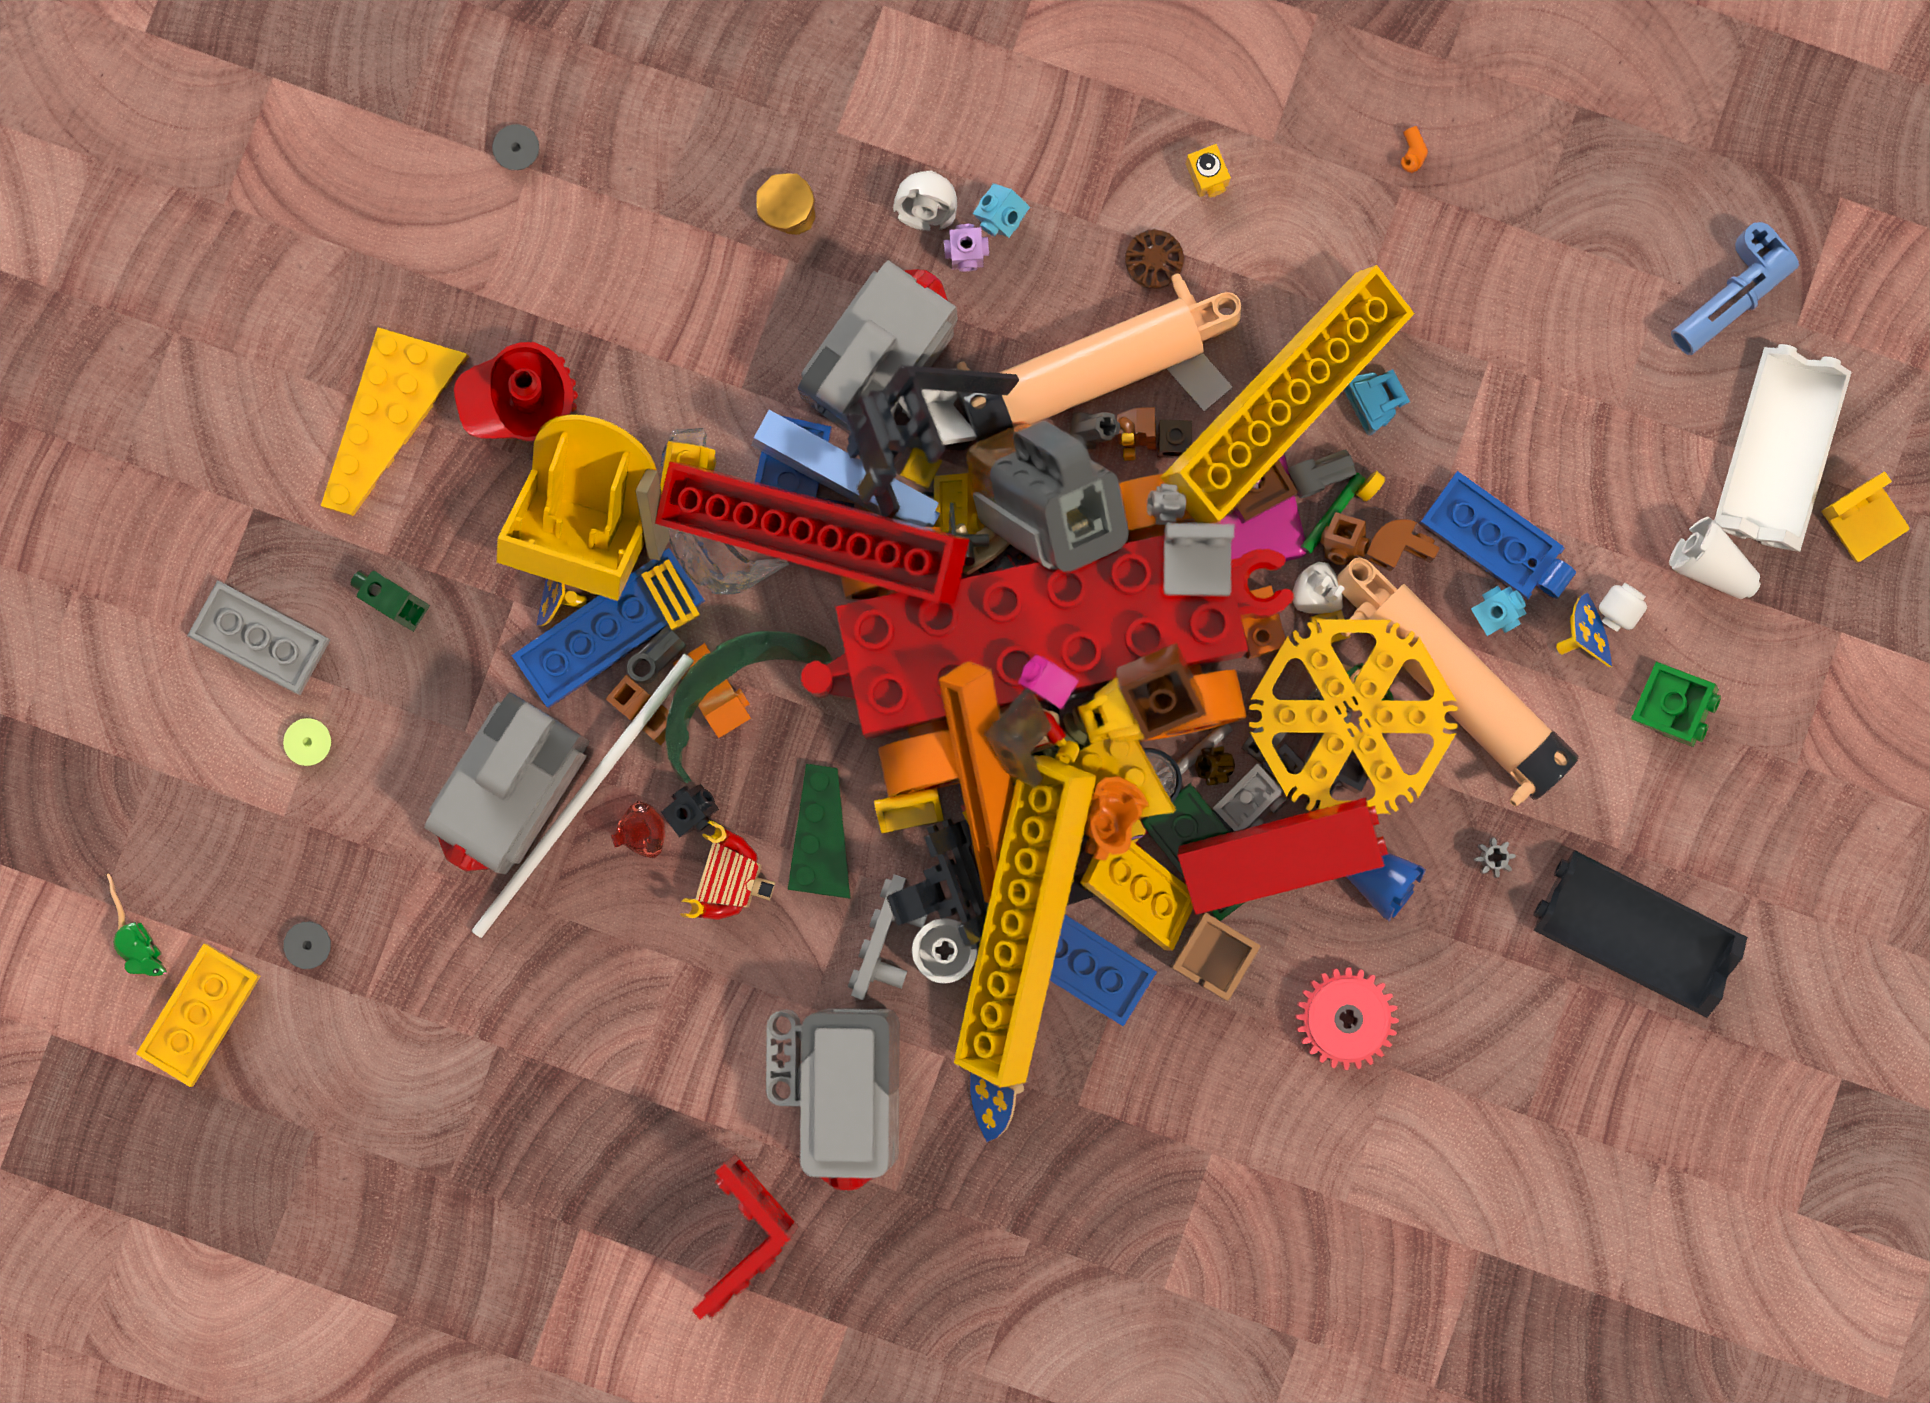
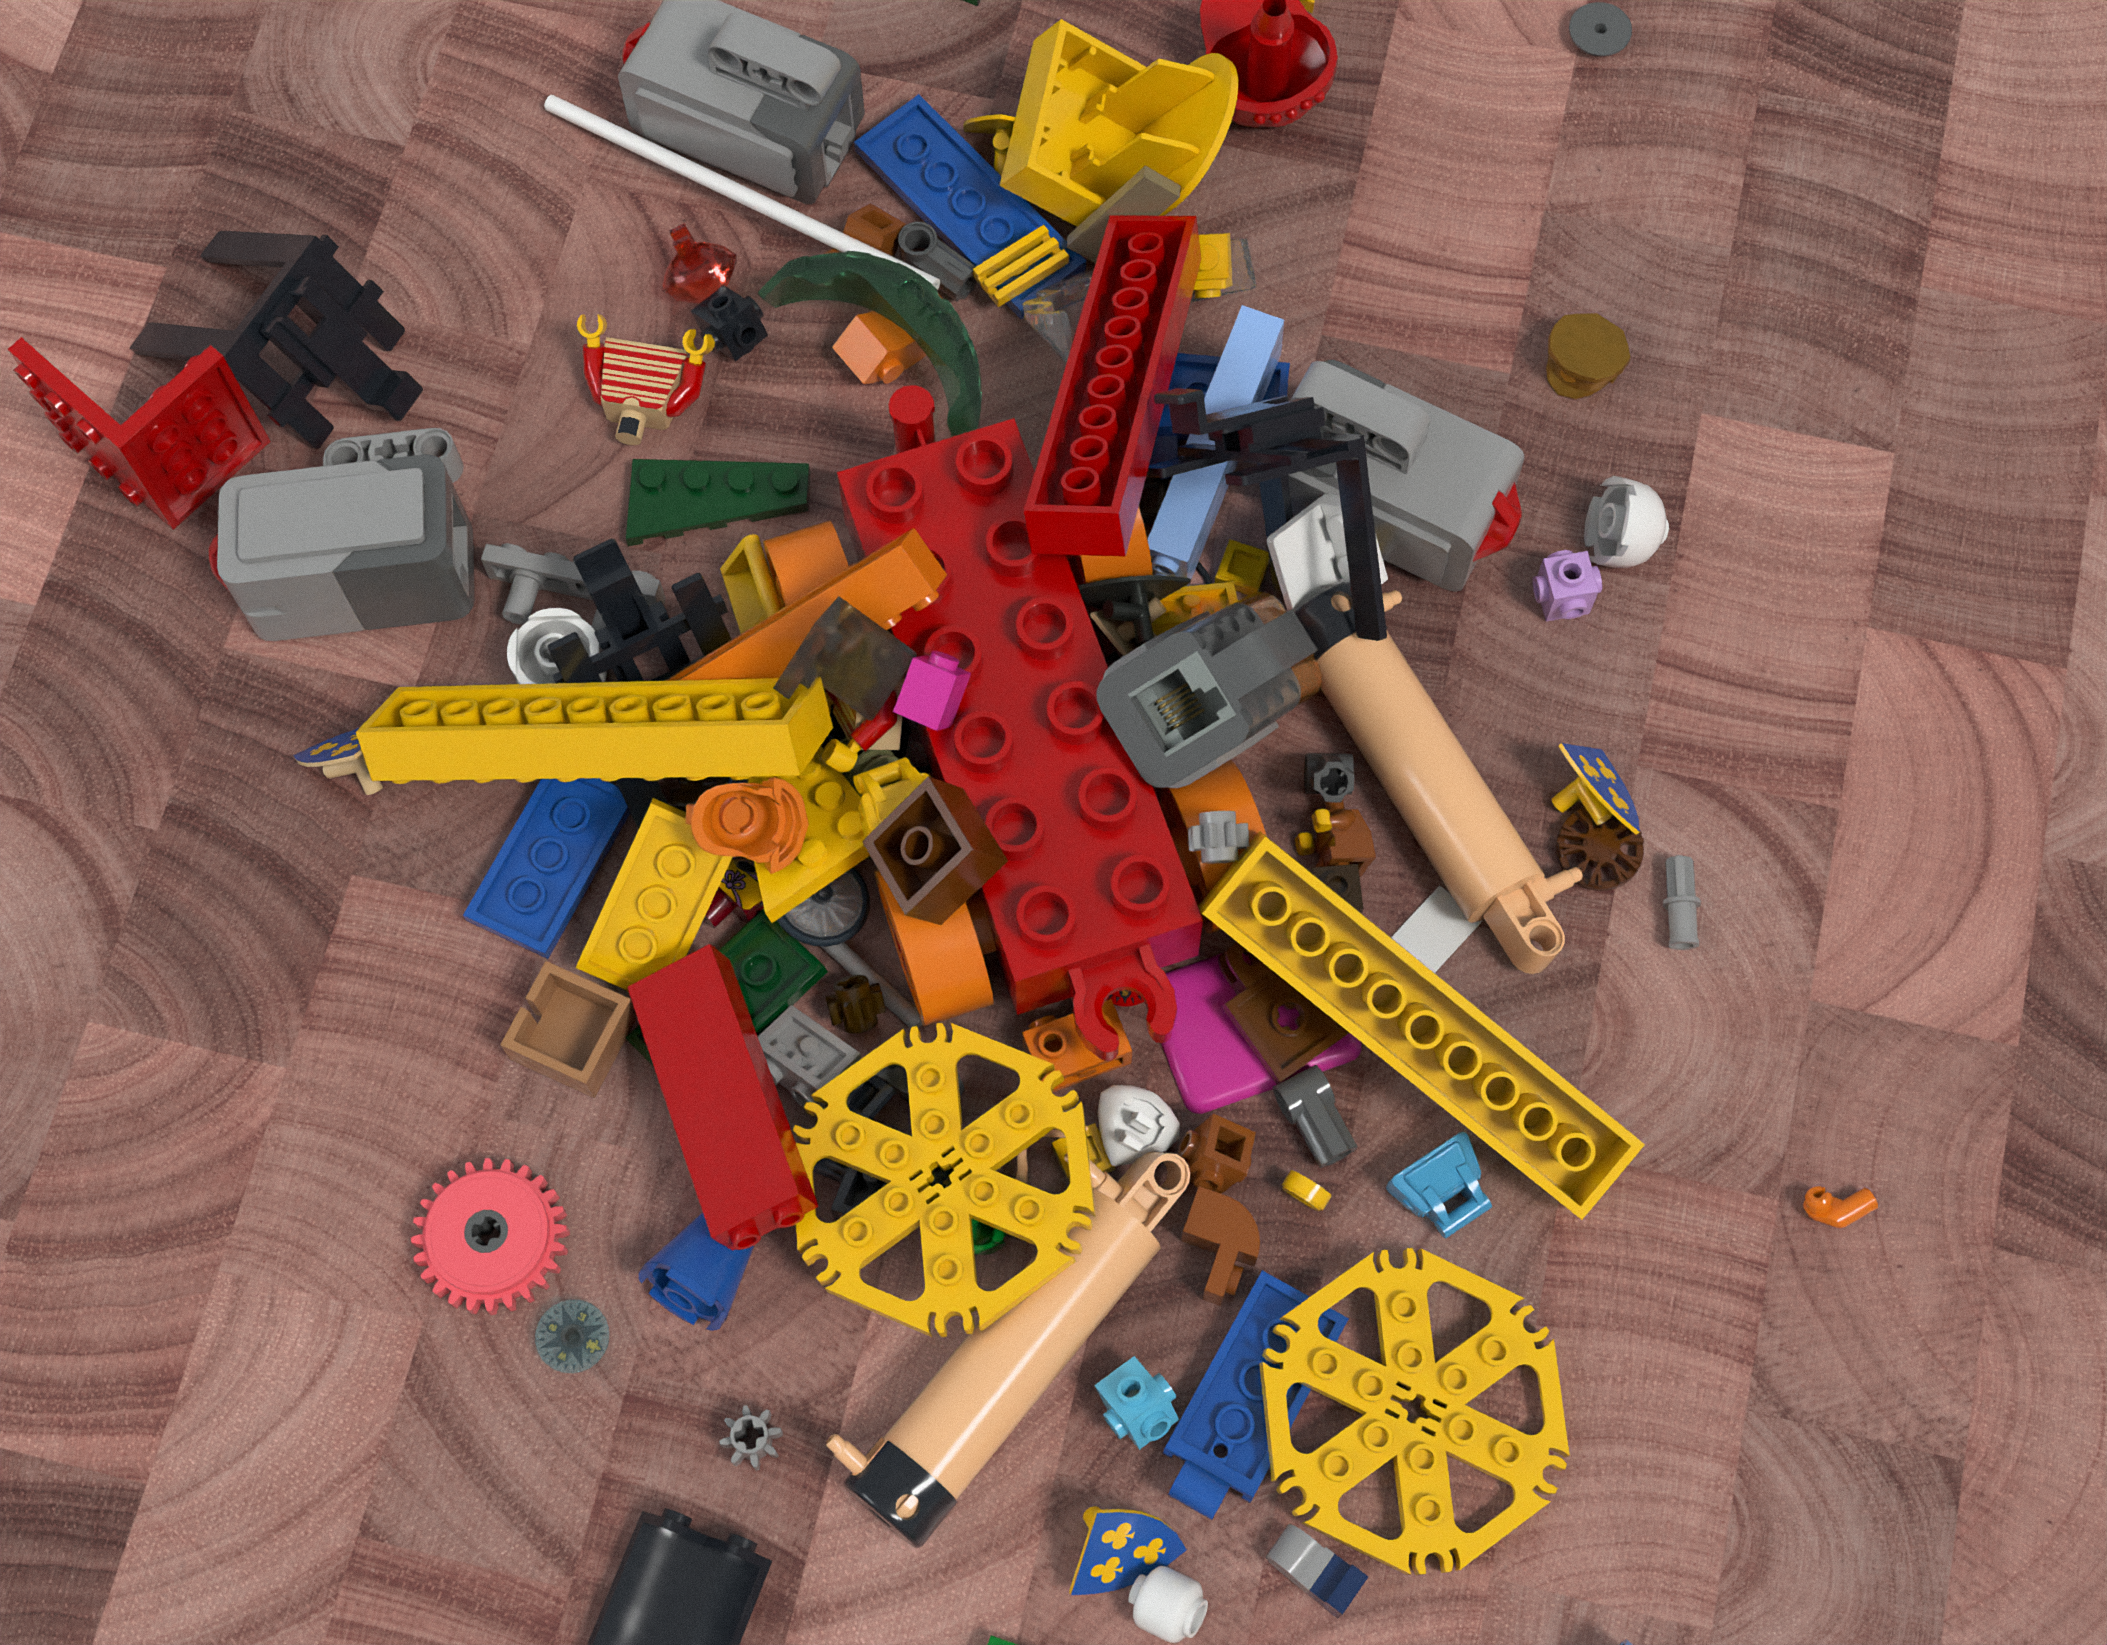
camera: 80 degrees right, 15 degrees down
(694, 1097) = (332, 351): none -> black piece
(1000, 211) = (1627, 623): medium azure brick -> none
(1117, 251) = (1596, 787): none -> shield
(1198, 559) = (1137, 877): light grey bracket -> none
(1199, 212) = (1681, 903): none -> light grey axle
(1208, 171) = (1744, 904): yellow brick -> none
(1337, 506) = (1264, 1145): green bar -> none
(1416, 969) = (572, 1336): none -> clear light blue piece
(1490, 434) = (1378, 1437): none -> yellow plate
(1611, 512) = (1316, 1570): none -> leg

